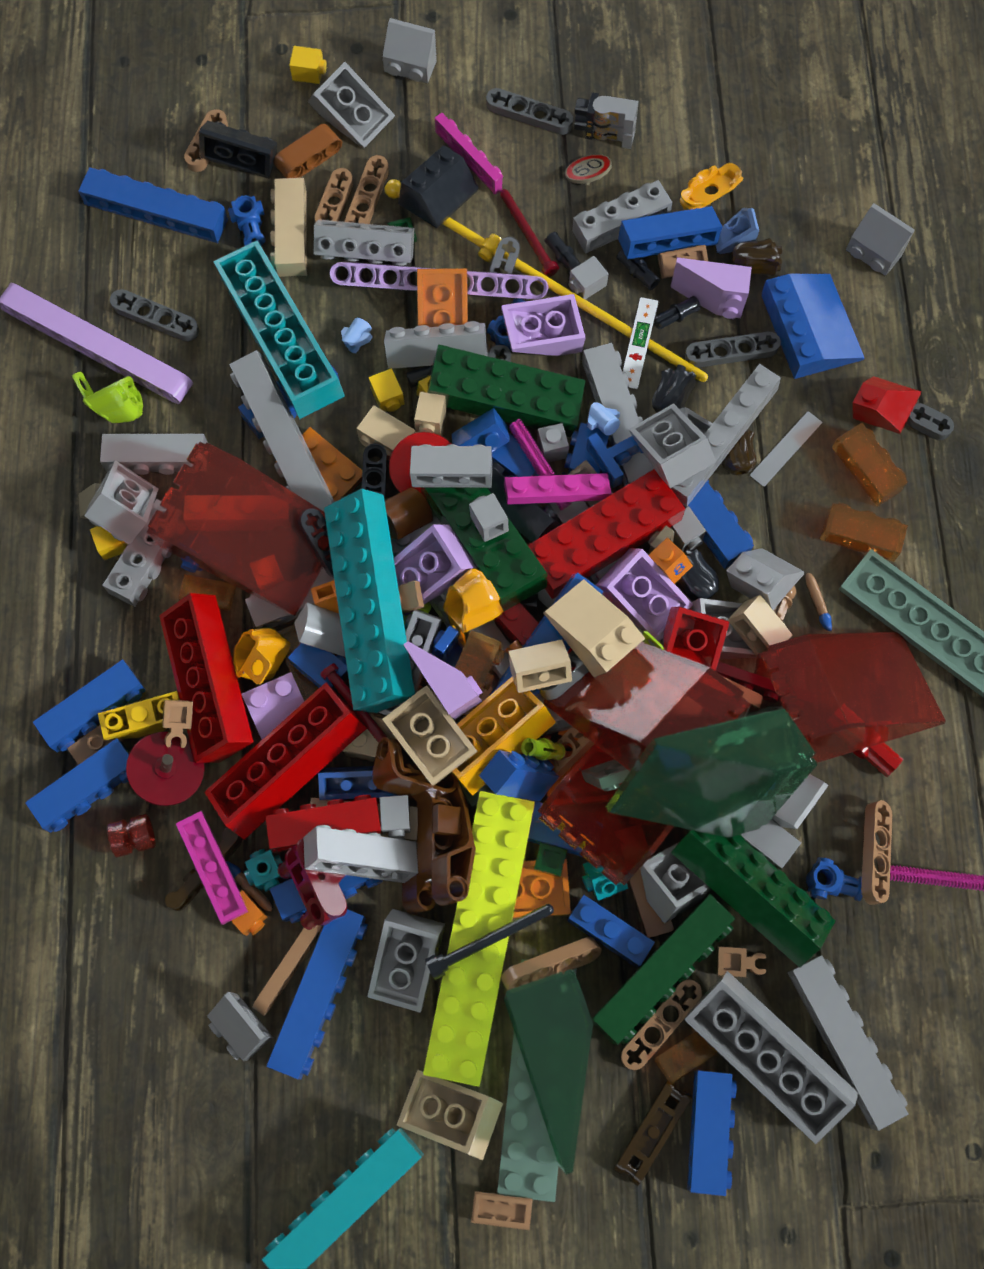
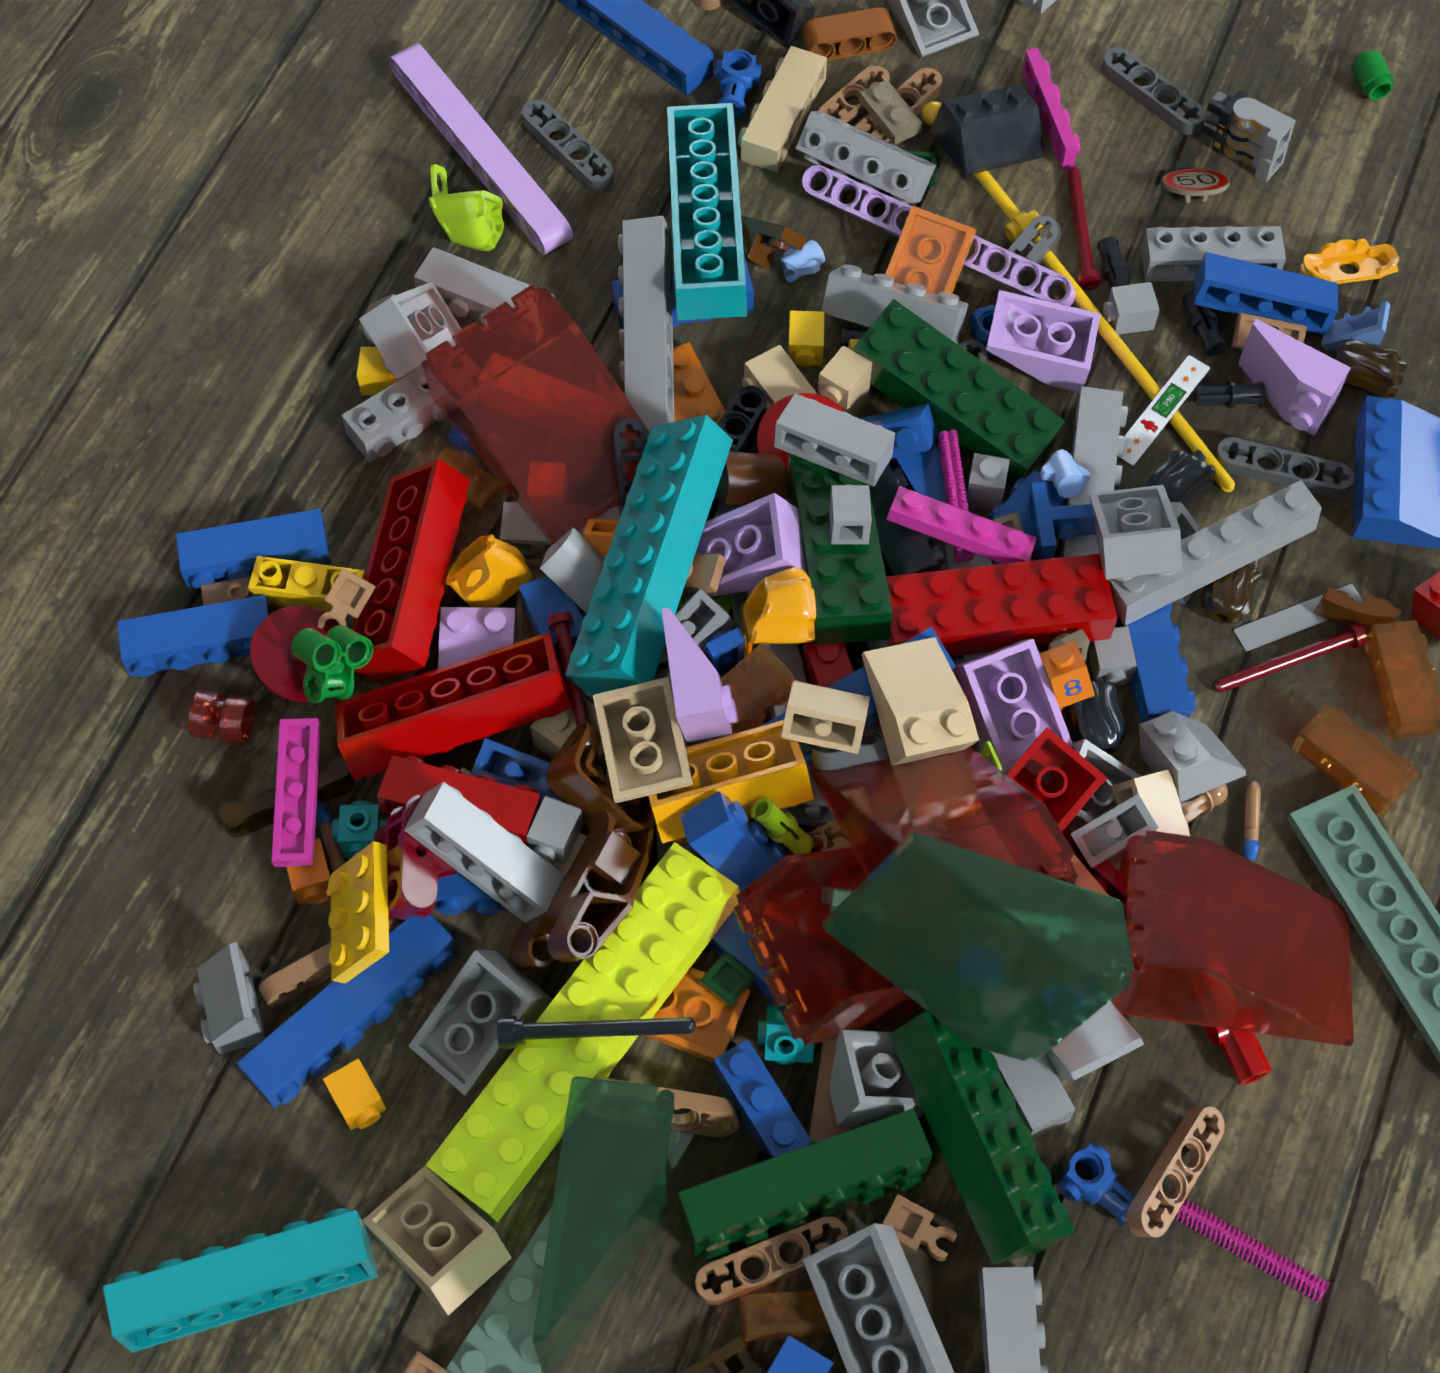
camera: 25 degrees right, 10 degrees down
(190, 768) = (331, 661): none -> green piece
(298, 932) = (359, 913): none -> yellow plate
(325, 331) = (764, 238): none -> slope
(352, 1048) = (355, 1095): none -> light orange brick
(365, 200) = (890, 112): none -> dark tan plate
(666, 41) = (1372, 74): none -> green brick
(745, 652) = (1110, 831): none -> light grey slope
(825, 447) = (1353, 635): none -> dark red bar
(828, 429) = (1343, 609): none -> reddish brown slope

